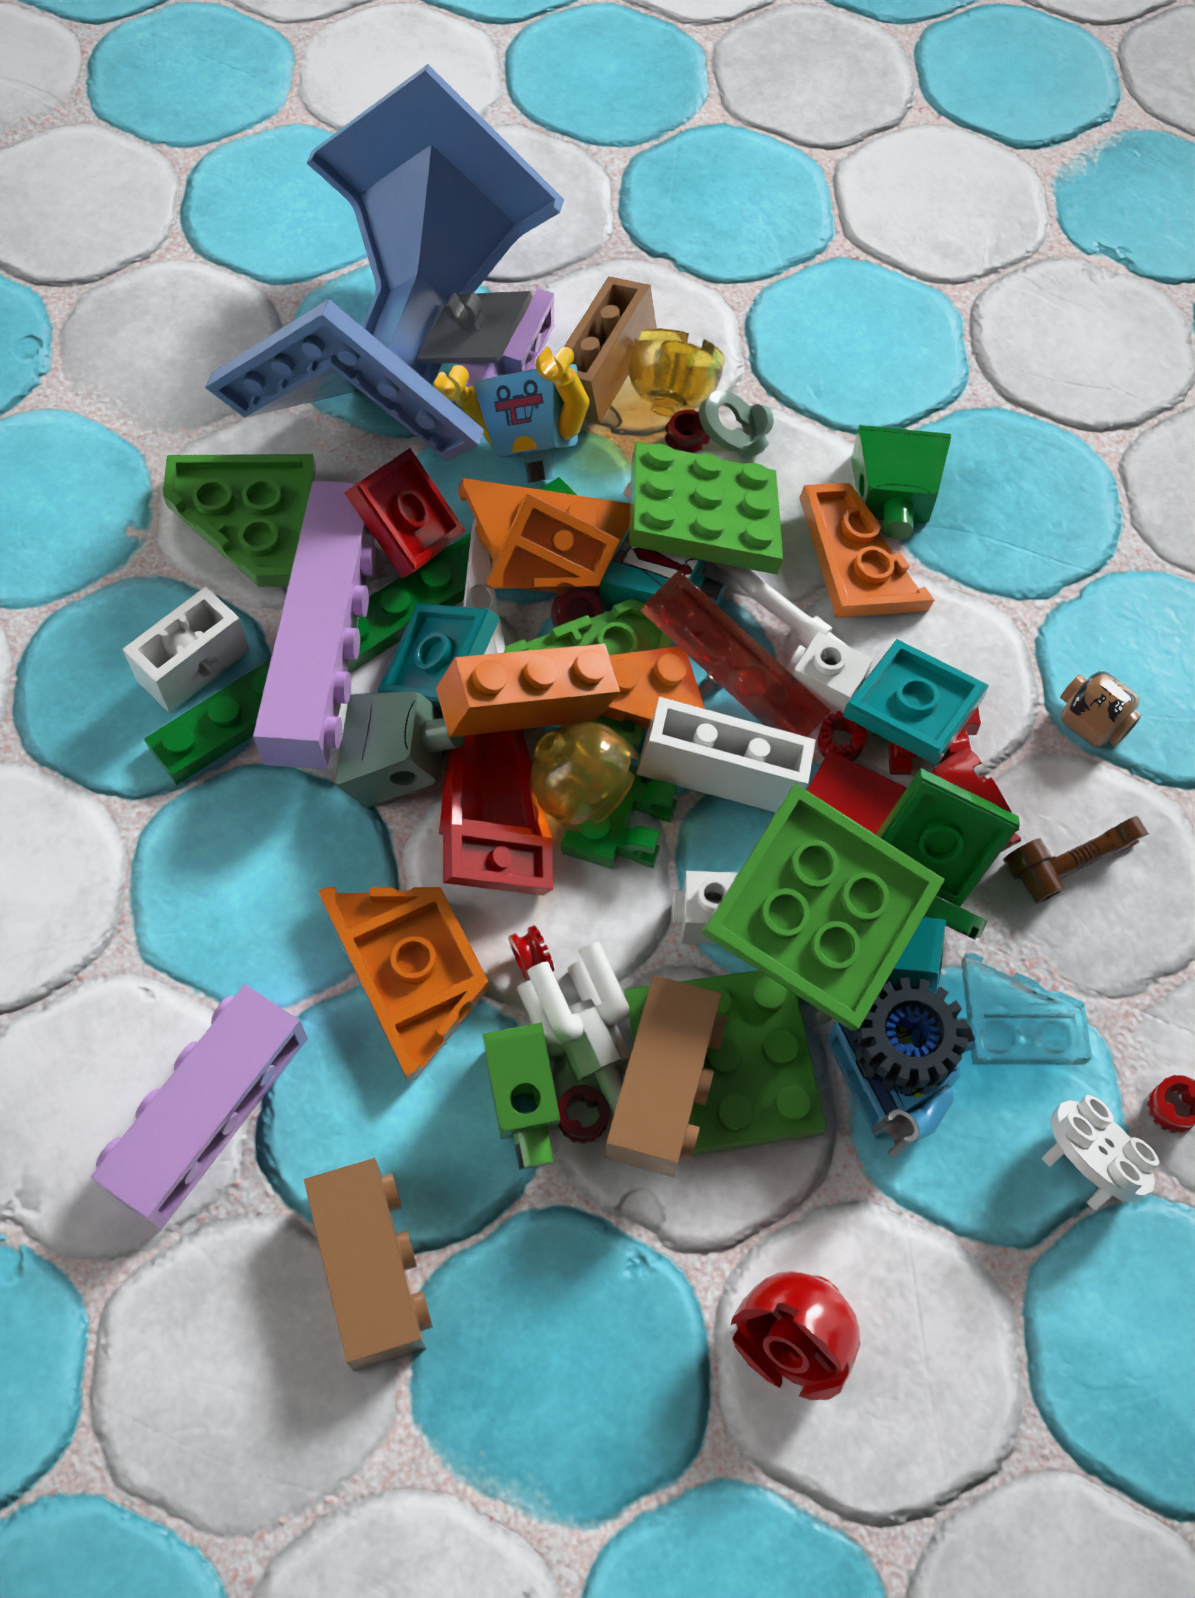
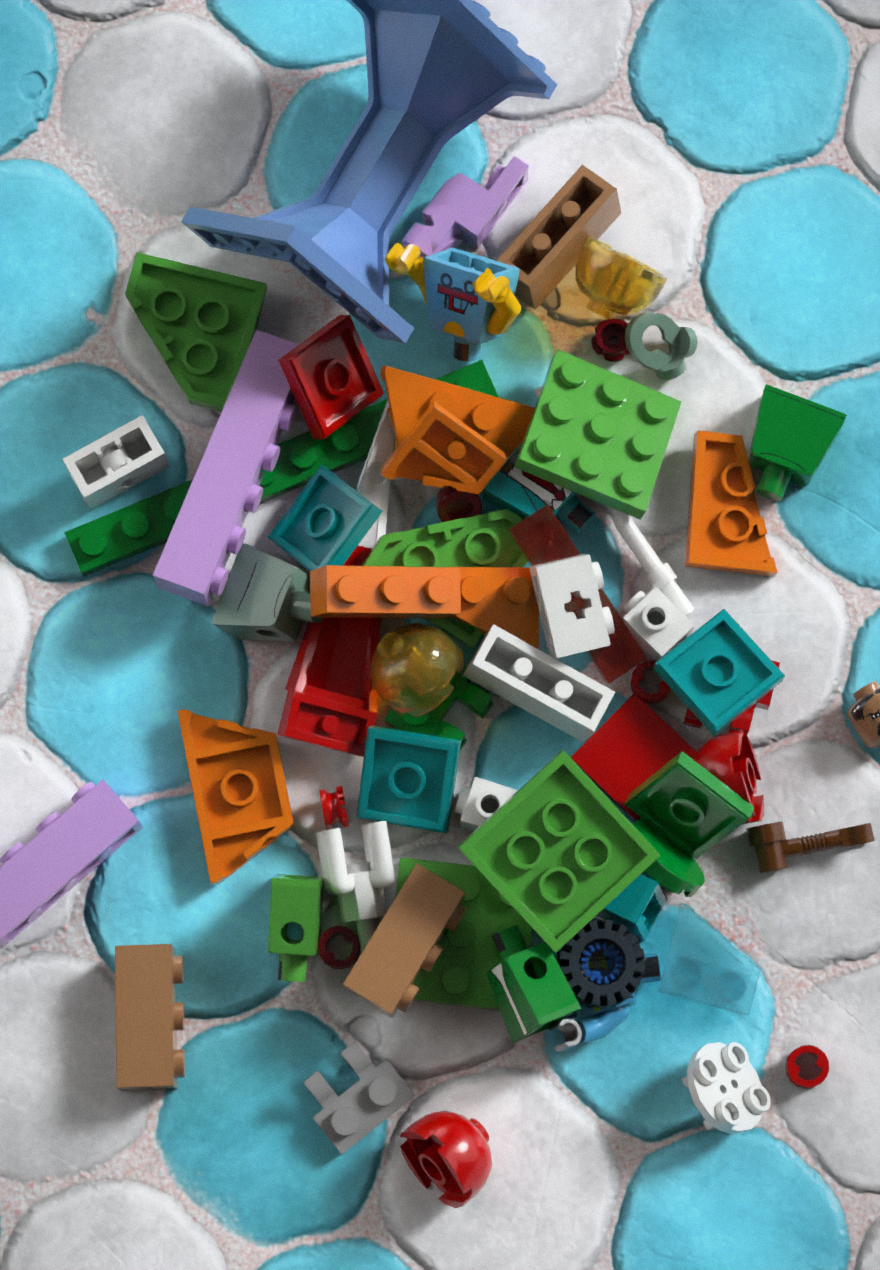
camera: 20 degrees right, 15 degrees up
(474, 327) = (444, 186): dark grey piece -> none
(609, 897) = (408, 779): none -> teal tile
(668, 1302) = (363, 1105): none -> light grey plate
(737, 660) = (562, 629): none -> white brick
(834, 1087) = (529, 986): none -> green torso

